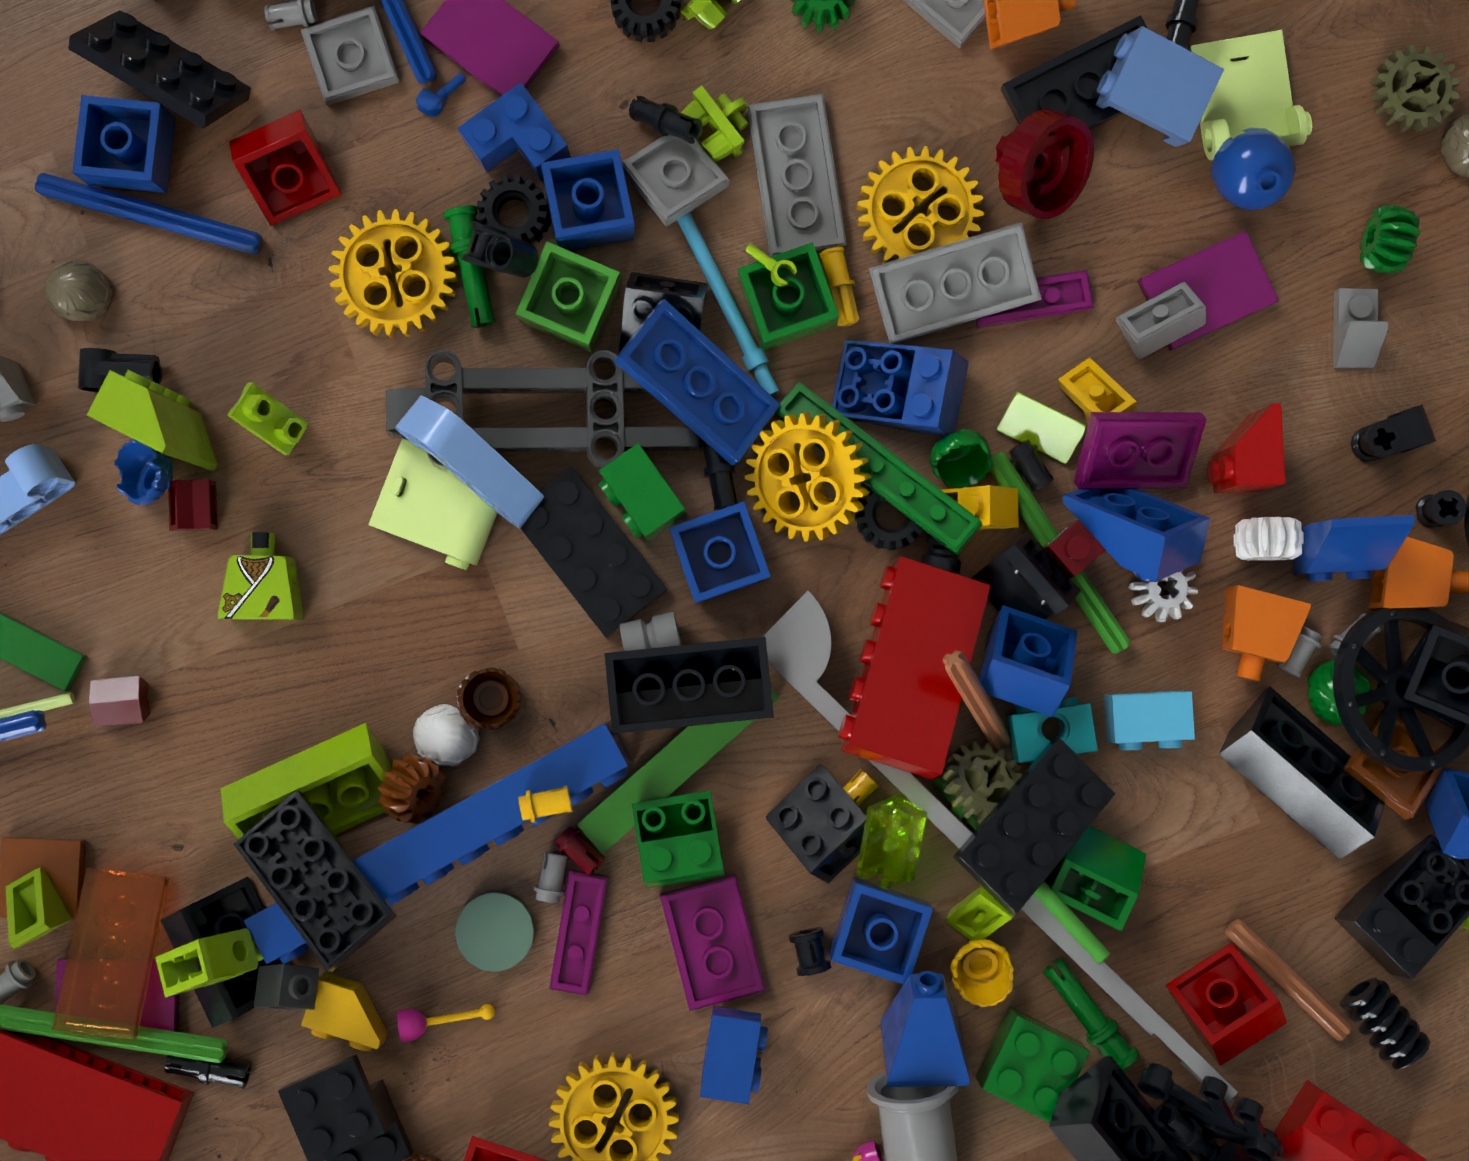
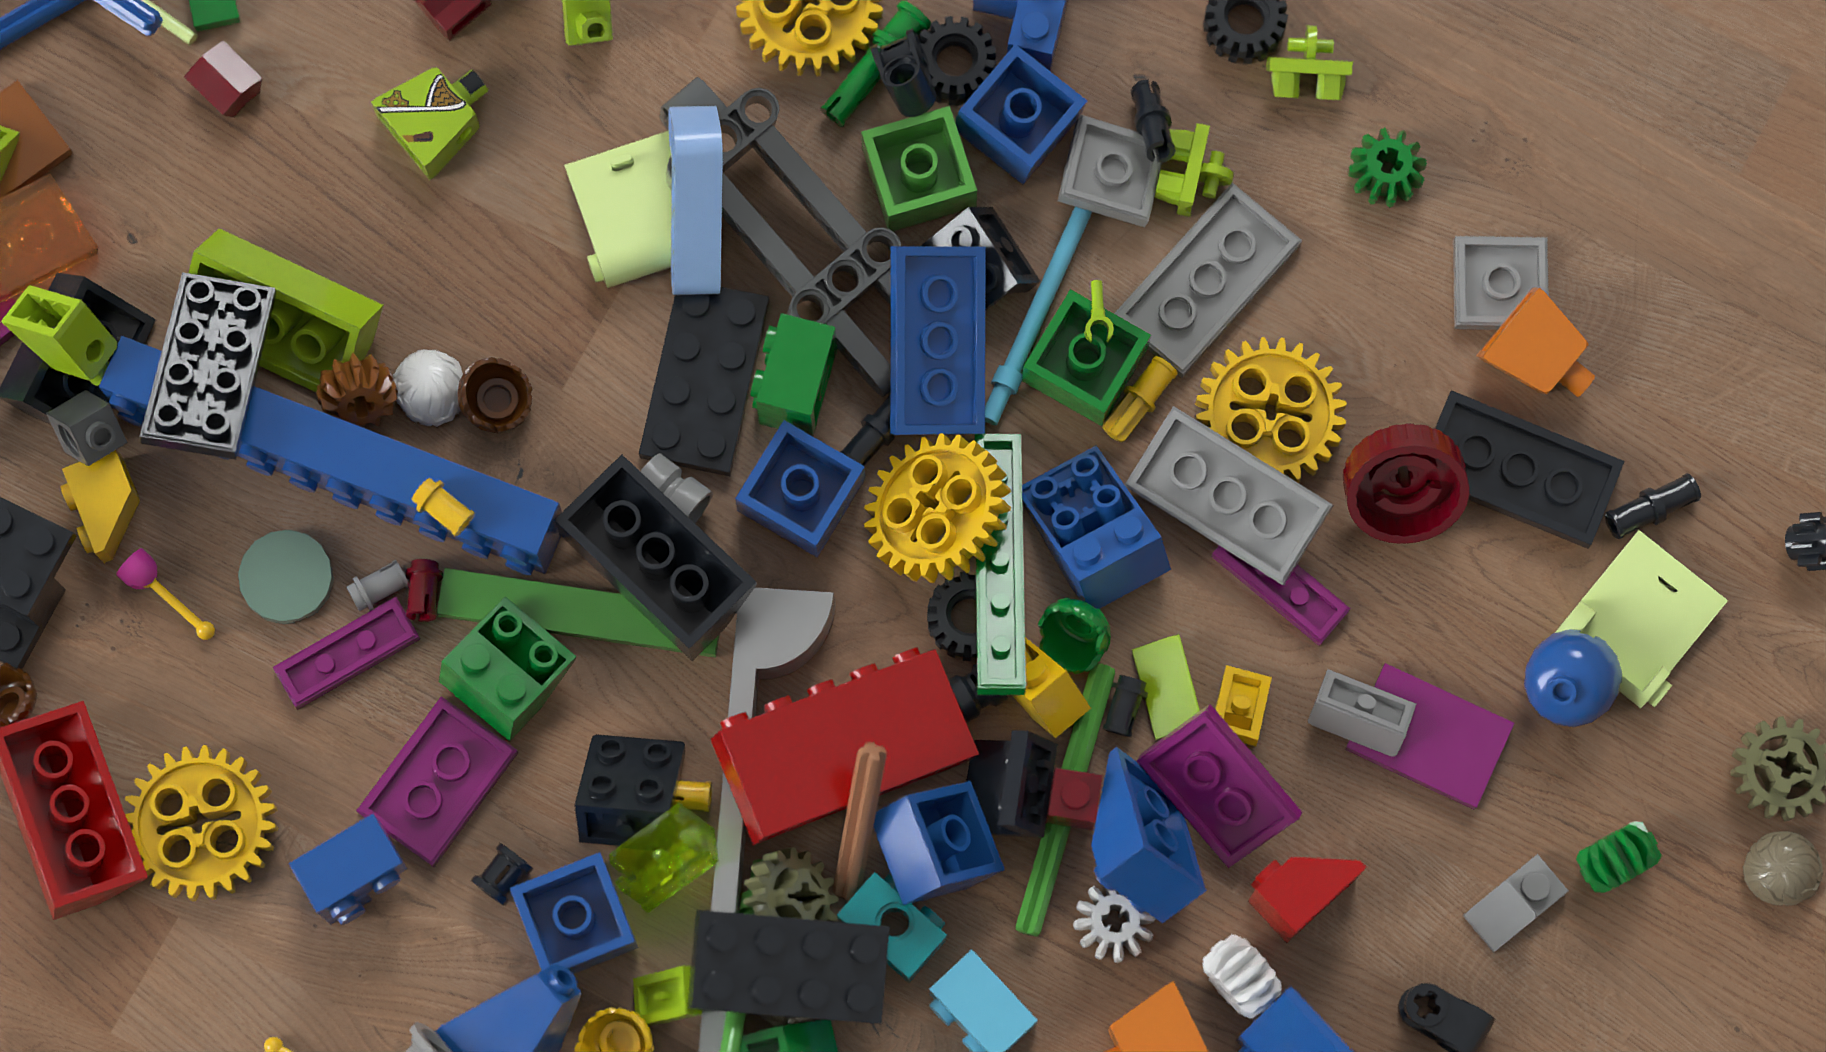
camera: 50 degrees right, 10 degrees down
(1159, 84) = (1569, 526): medium blue panel -> none

